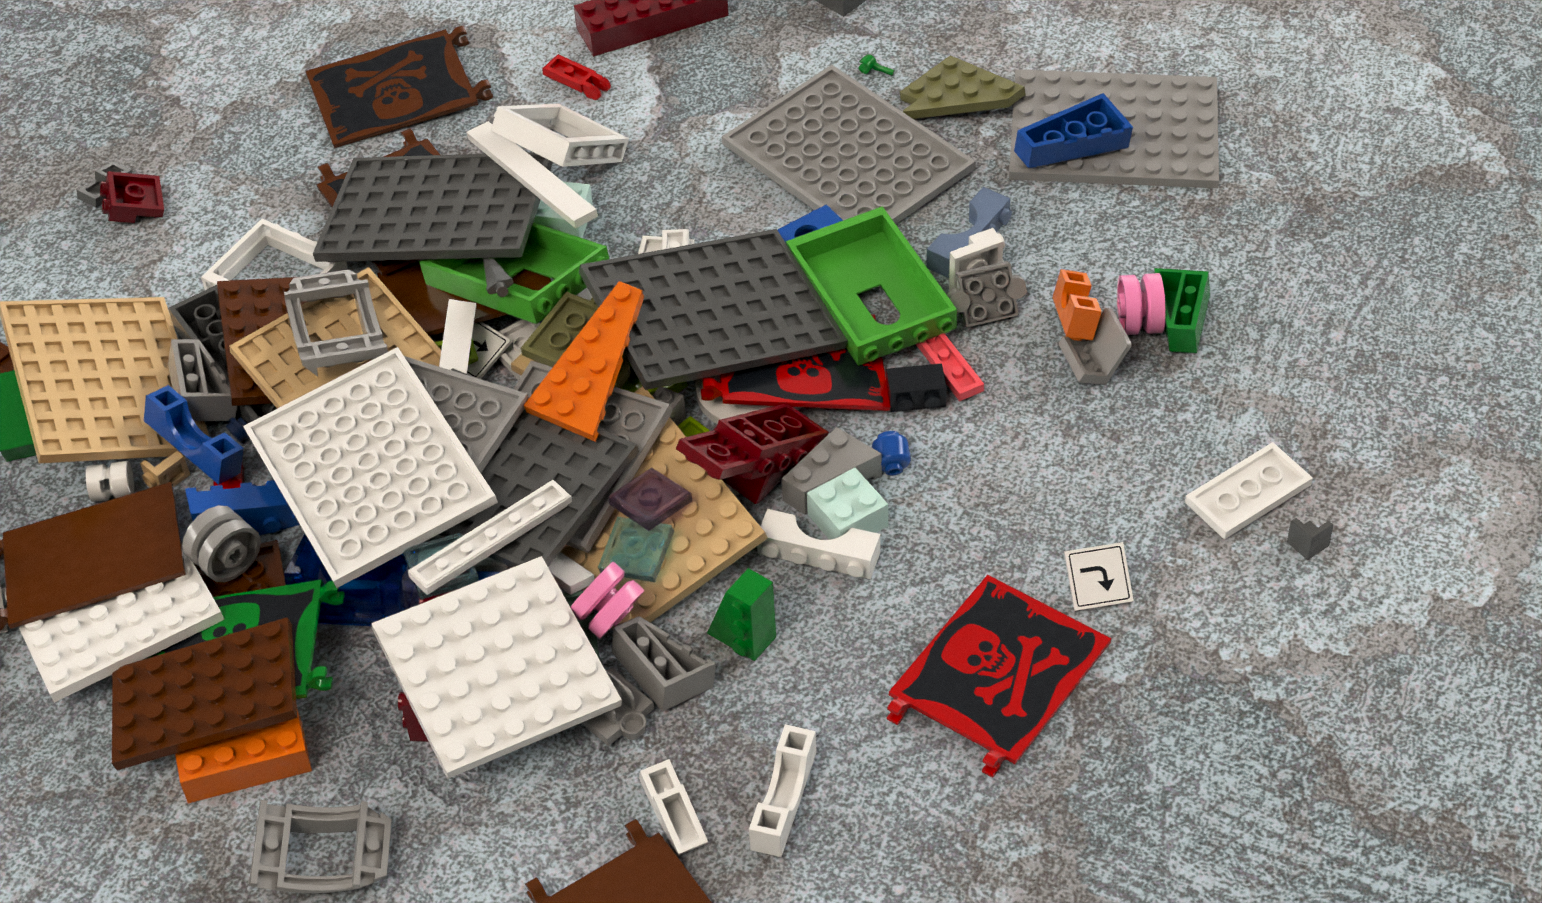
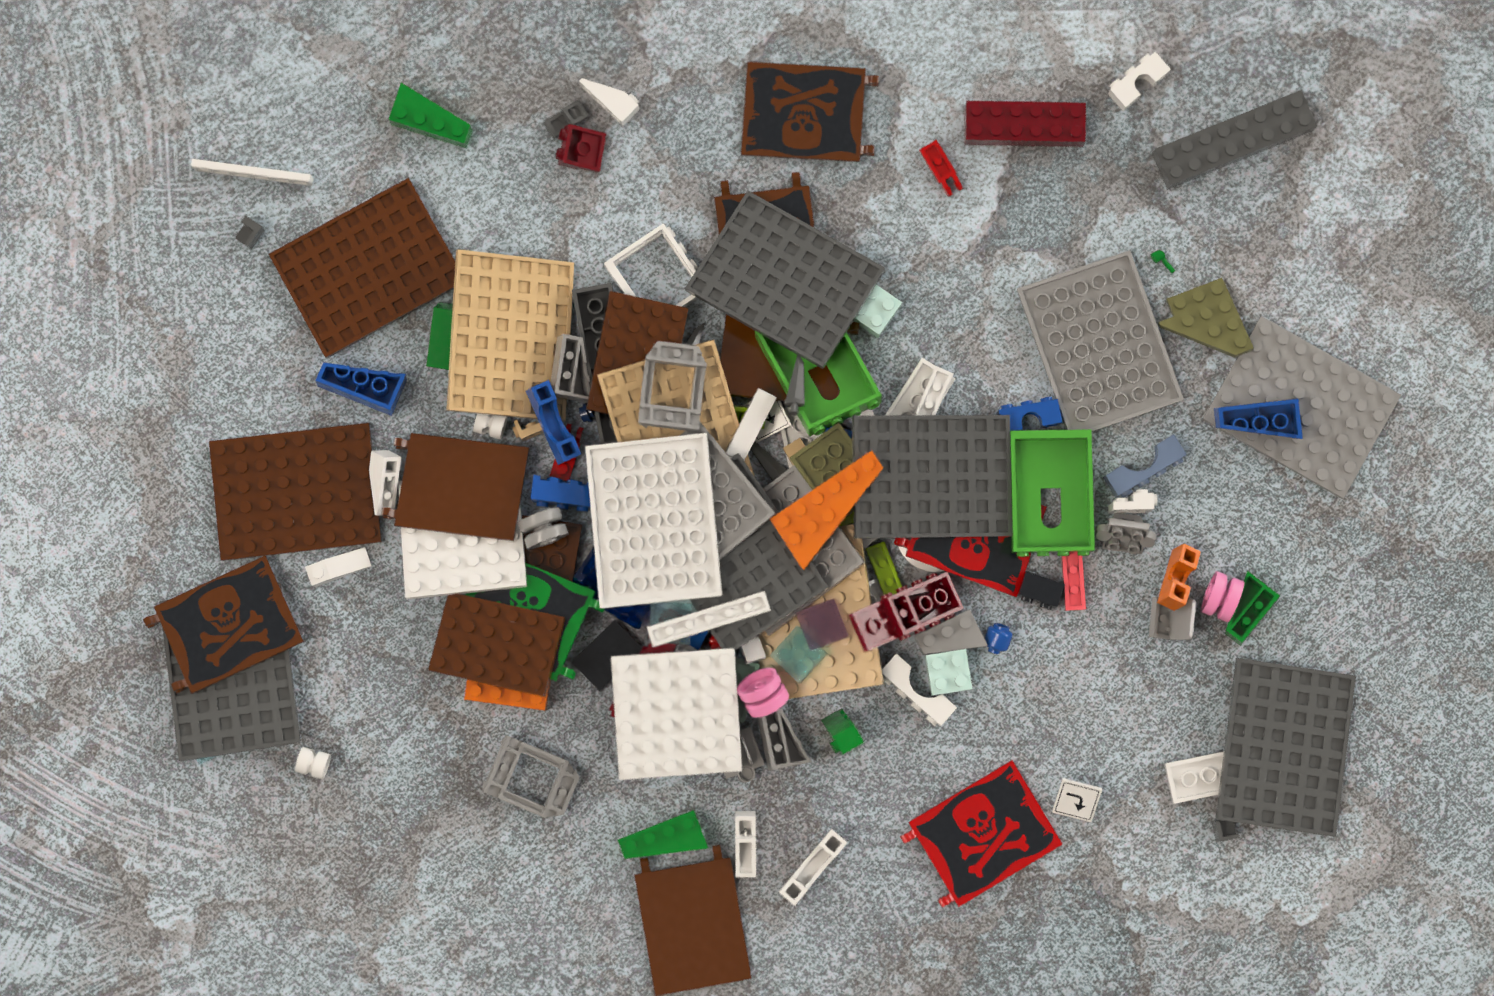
camera: 20 degrees right, 35 degrees up
(155, 147) = (614, 101): none -> white slope
(365, 678) = (595, 659): none -> black tile
(533, 176) = (860, 290): white tile -> none
(551, 842) = (670, 836): none -> green wedge
(587, 139) = (877, 260): white window -> none
(1324, 424) = (1285, 747): none -> dark grey plate

